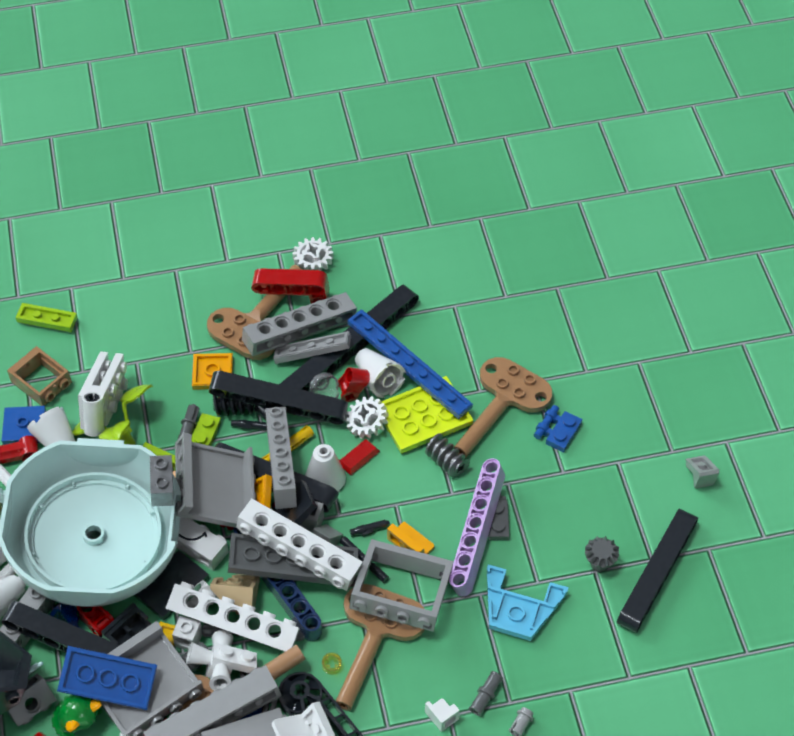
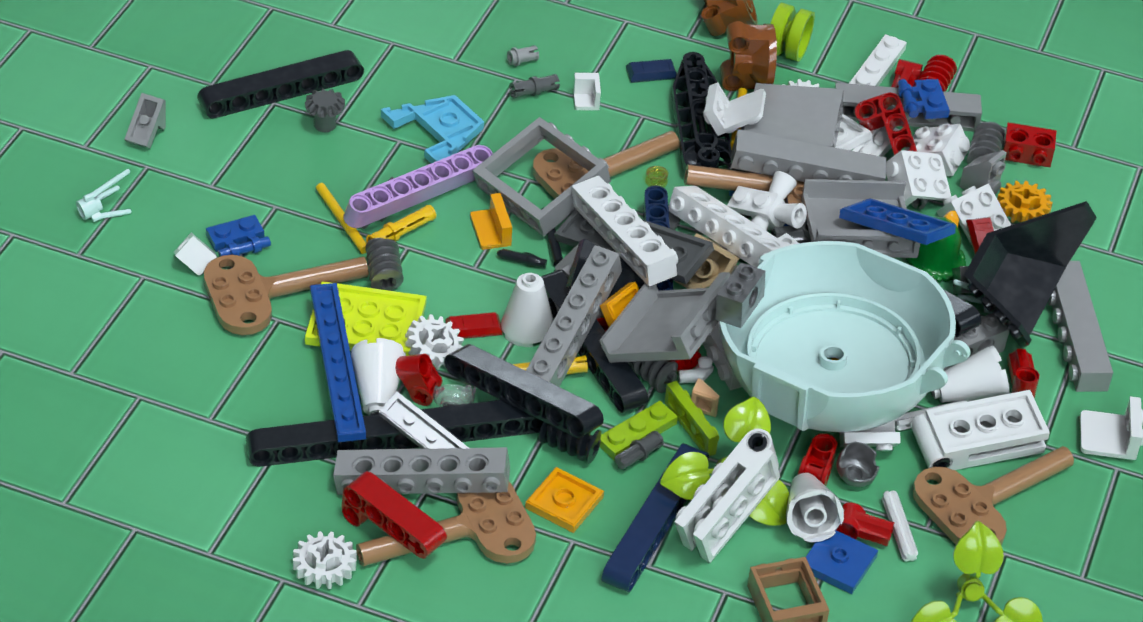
camera: 150 degrees left, 10 degrees down
(149, 374) = (645, 533): none -> dark blue beam
(467, 491) = (408, 223): none -> yellow pin
(520, 490) = (338, 213): none -> yellow bar
(568, 395) = (194, 254): none -> white panel
(664, 392) = (91, 205): none -> light aqua plant

